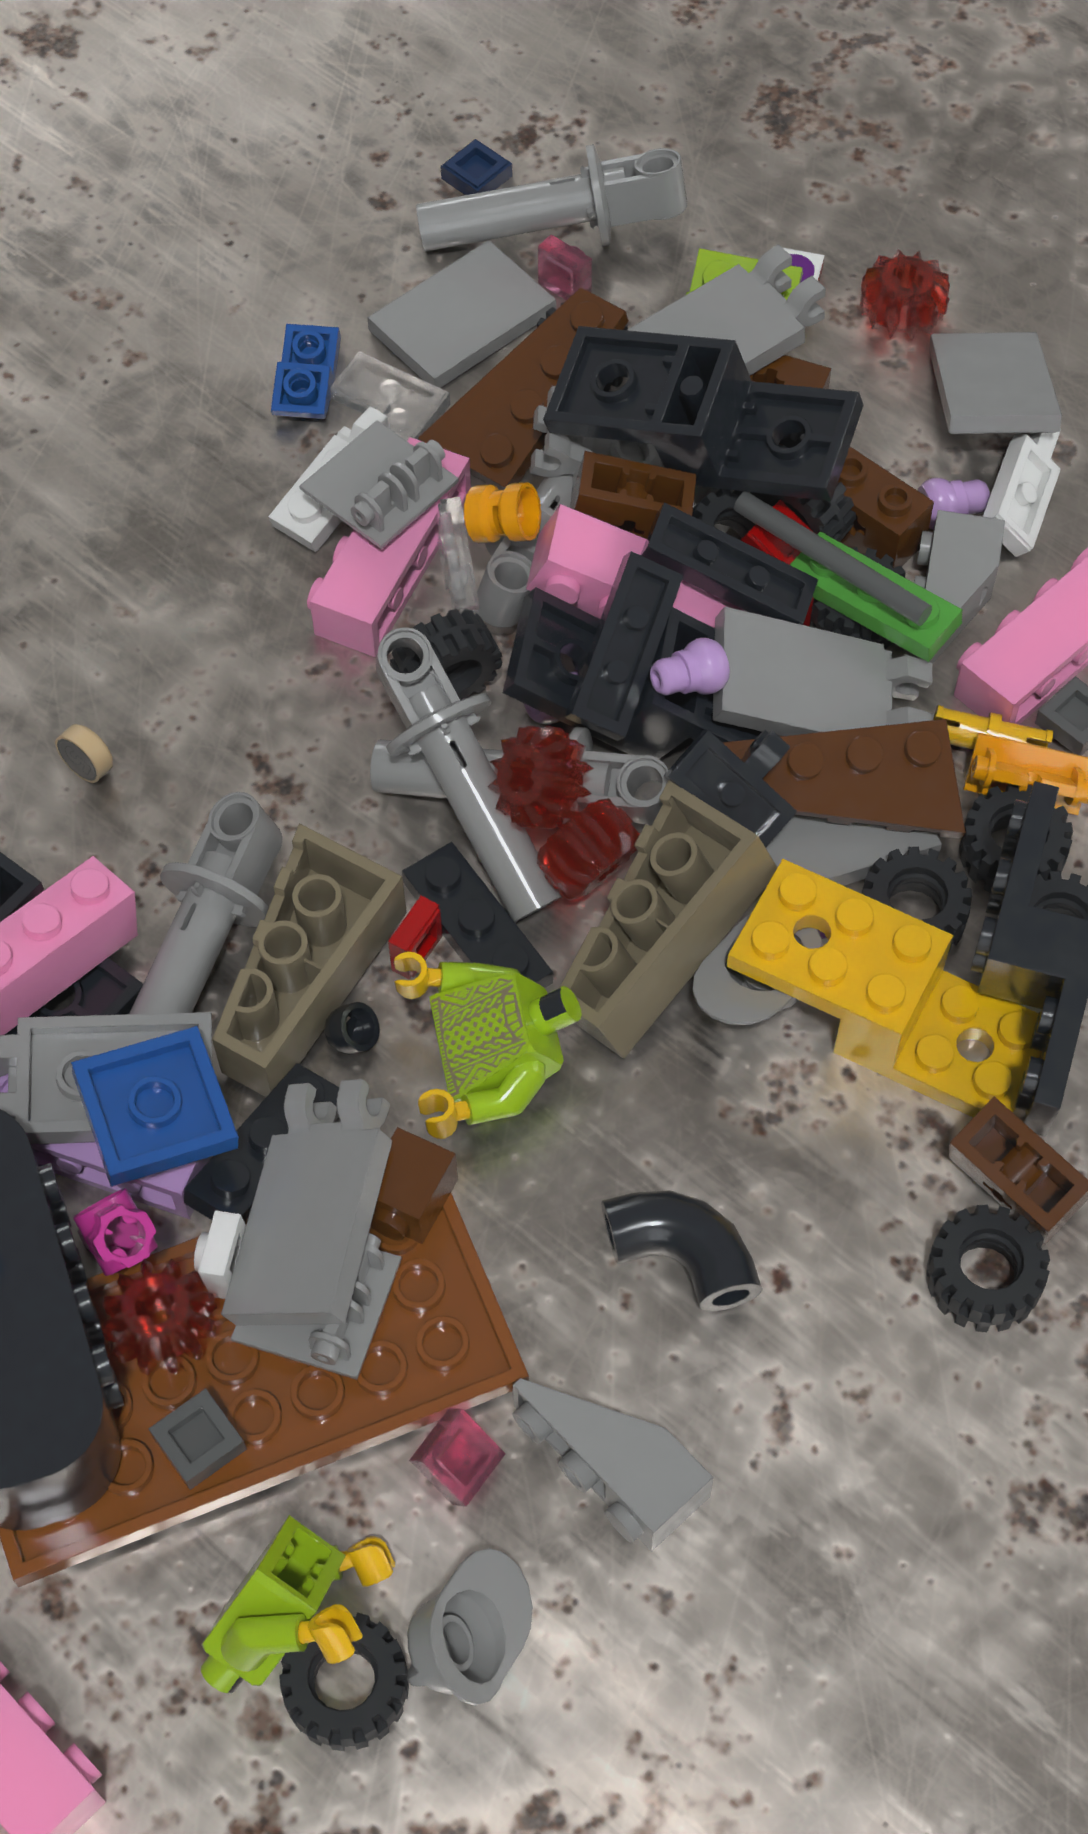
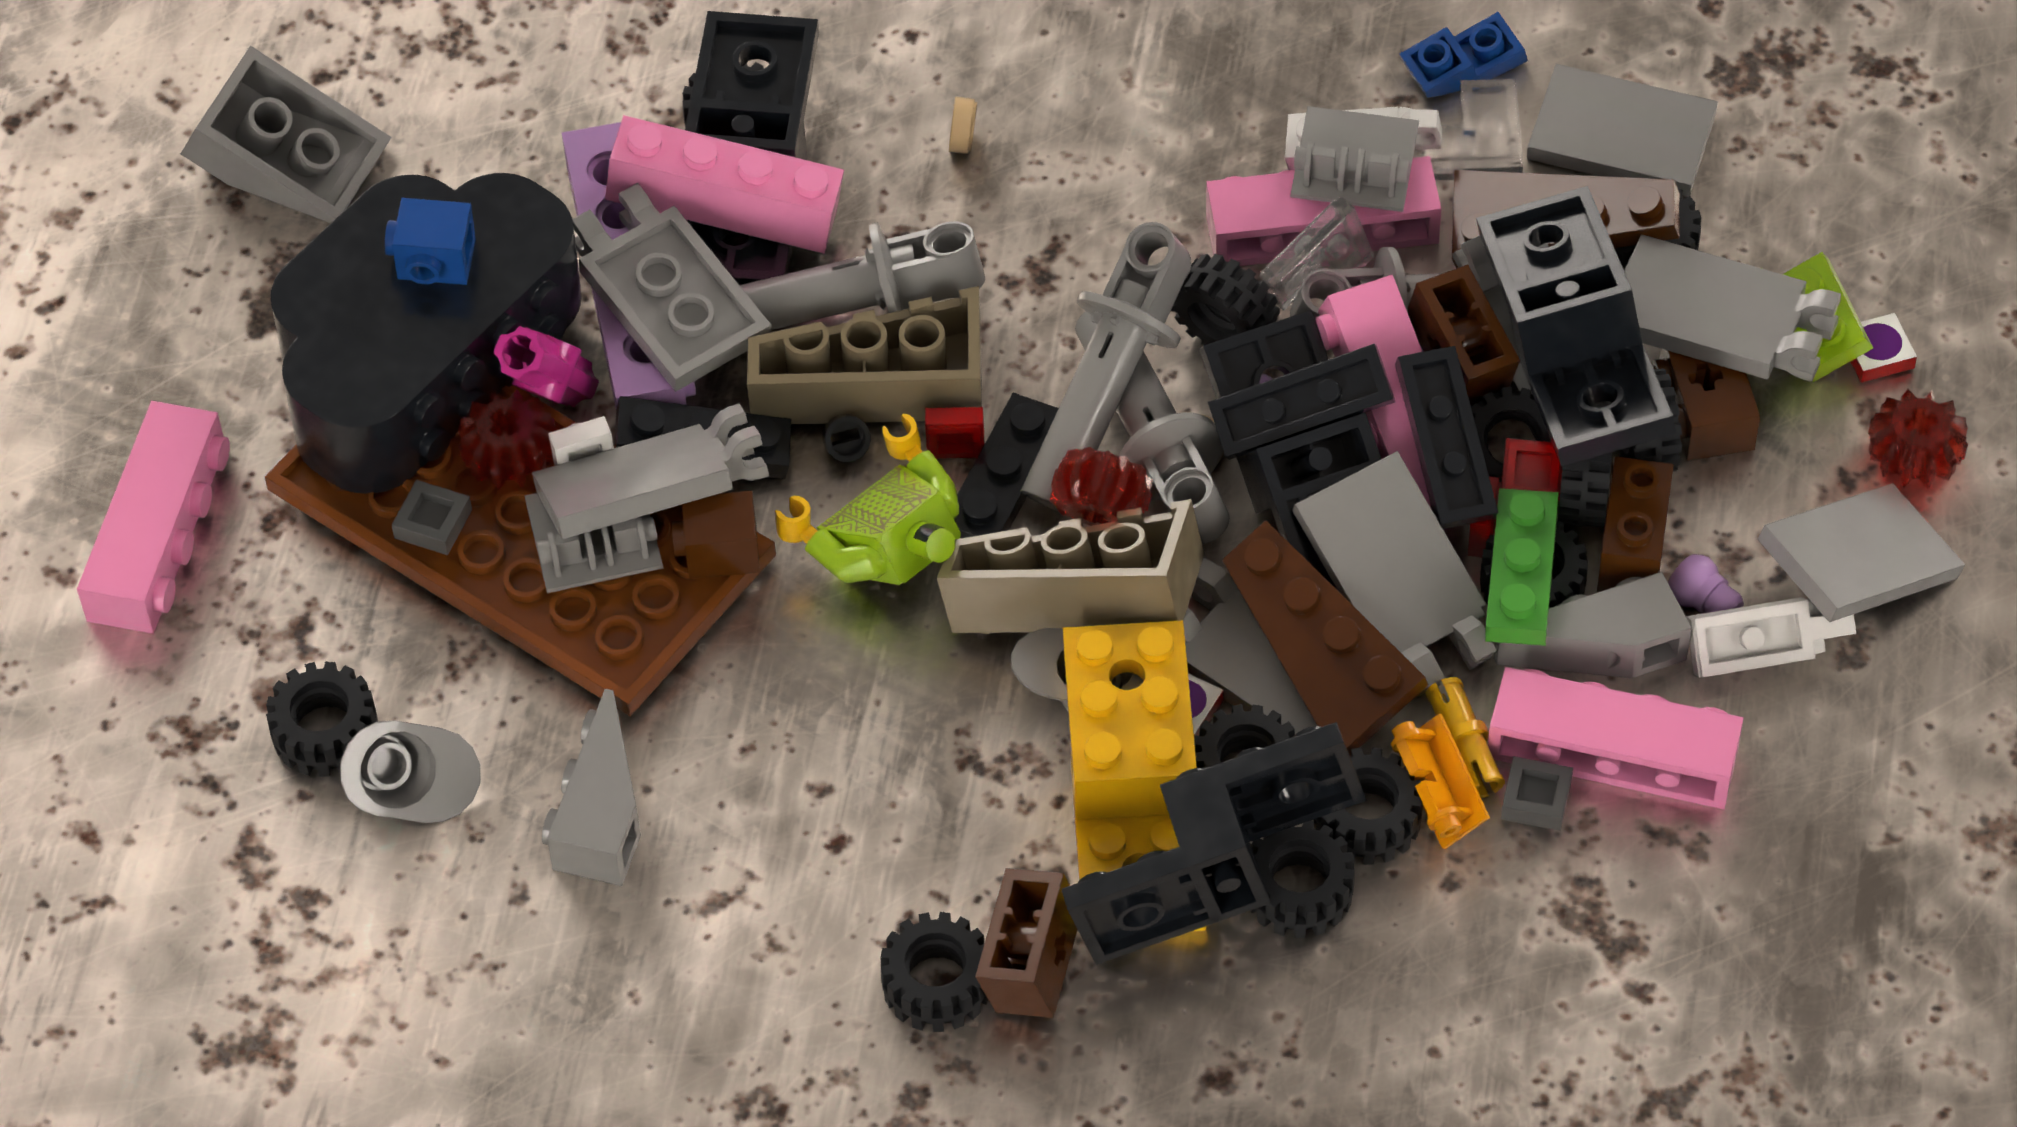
camera: 60 degrees right, 5 degrees down
(154, 1105) = (655, 325): blue plate -> none
(278, 1599) = (352, 628): lime torso -> none
(457, 1457) = (534, 695): clear pink plate -> none
(476, 169) = (1799, 52): dark blue tile -> none
(501, 513) = (1365, 245): light orange wheel -> none
(540, 777) = (1122, 408): clear red gear -> none
(563, 267) = (1729, 173): clear pink plate -> none
(603, 194) = (1818, 145): light grey piece -> none
(690, 1233) = (821, 748): black cylinder -> none
(697, 668) = (1307, 456): lavender piece -> none
(736, 784) = (1223, 551): black plate -> none
(833, 558) = (1517, 507): dark grey bar -> none

